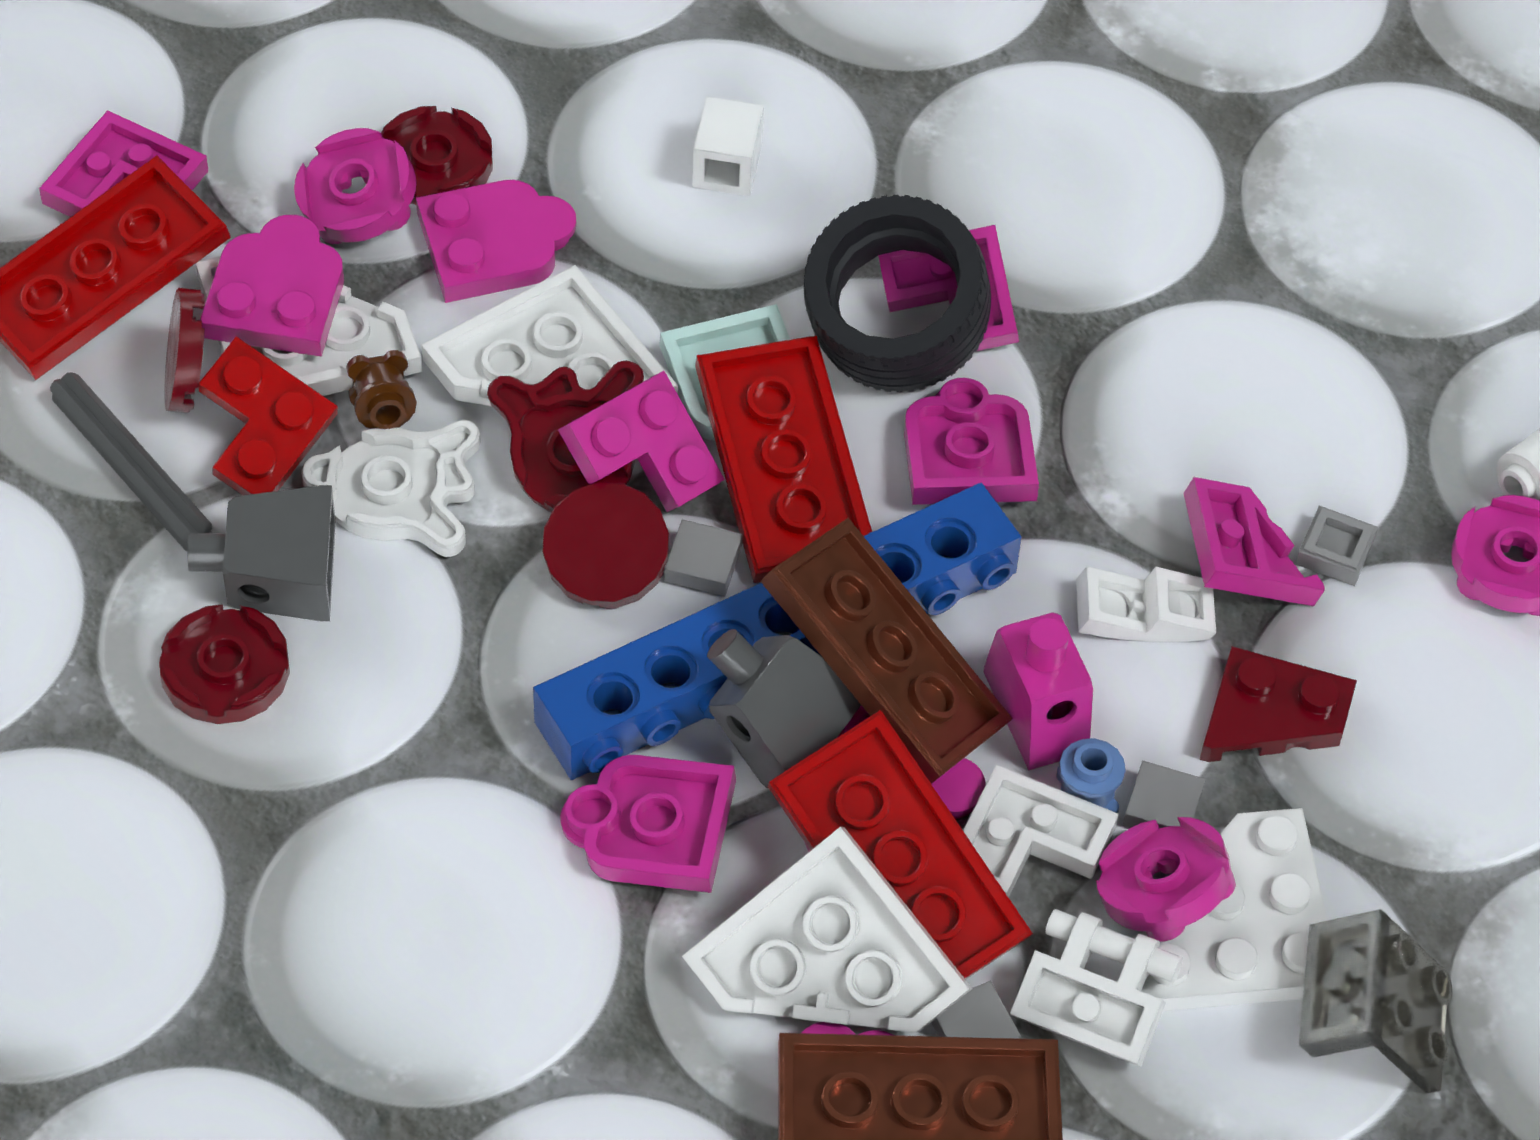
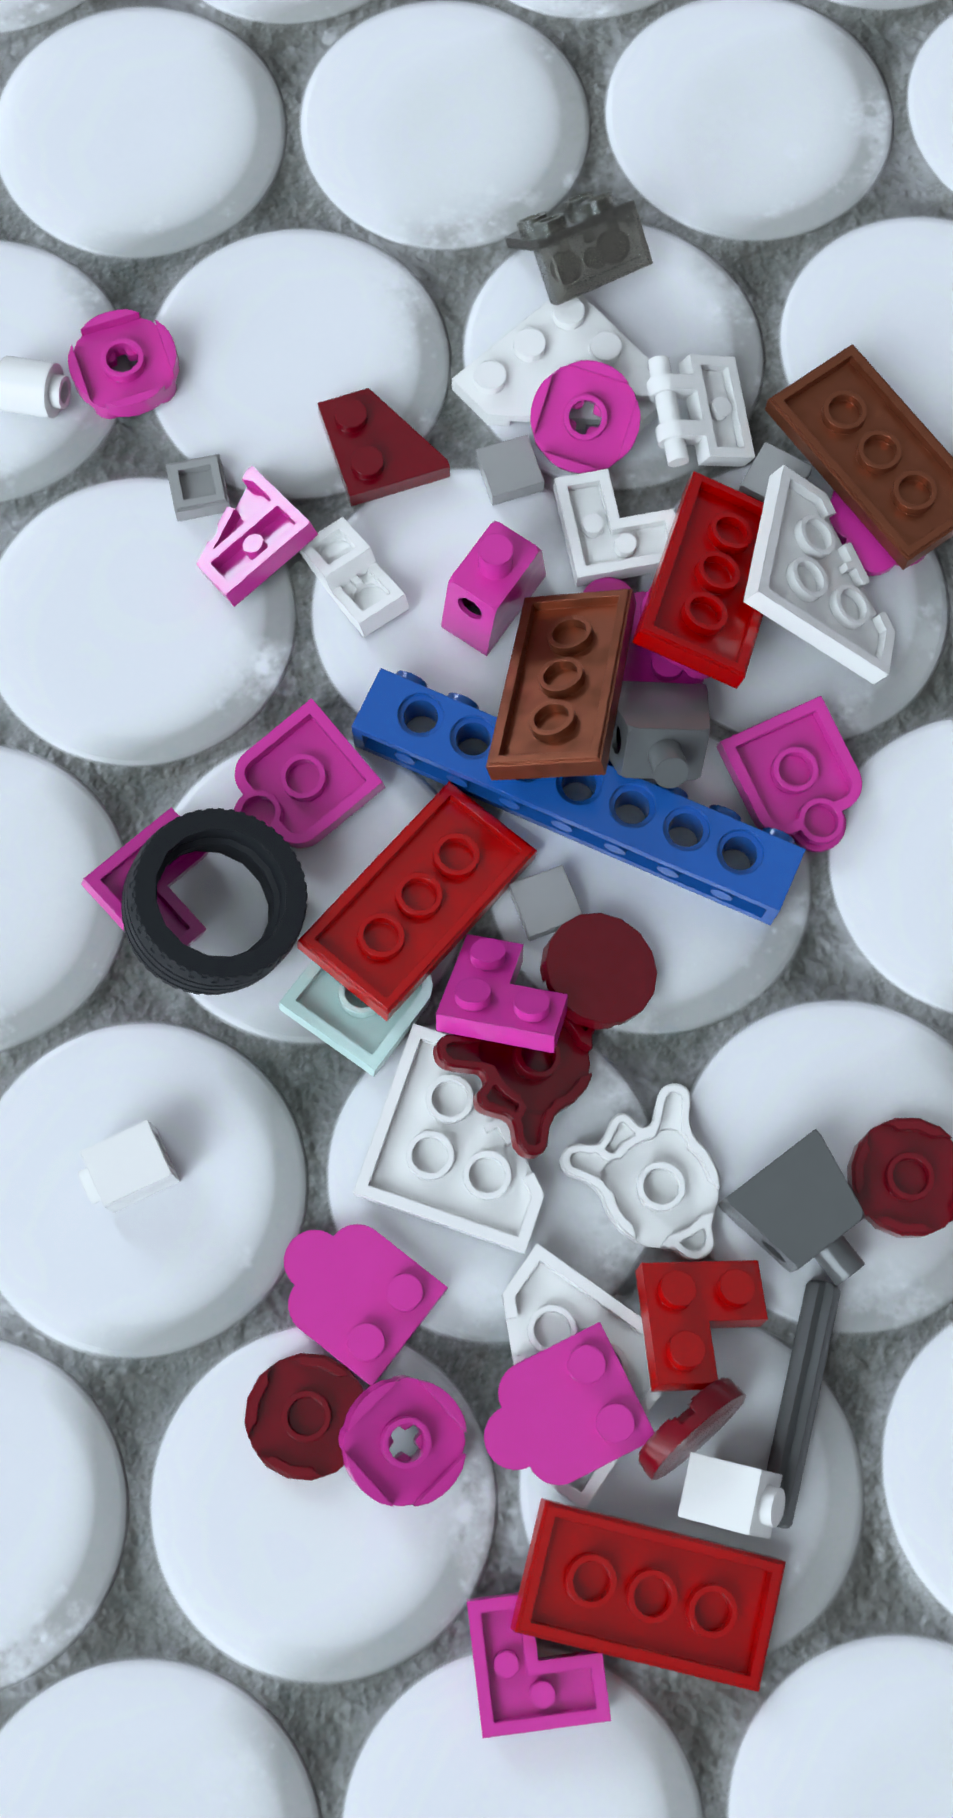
camera: 125 degrees left, 20 degrees up
(111, 352) = (732, 1496): none -> white brick
(379, 390) = (594, 1245): reddish brown brick -> none
(1092, 772) = (536, 515): medium blue brick -> none

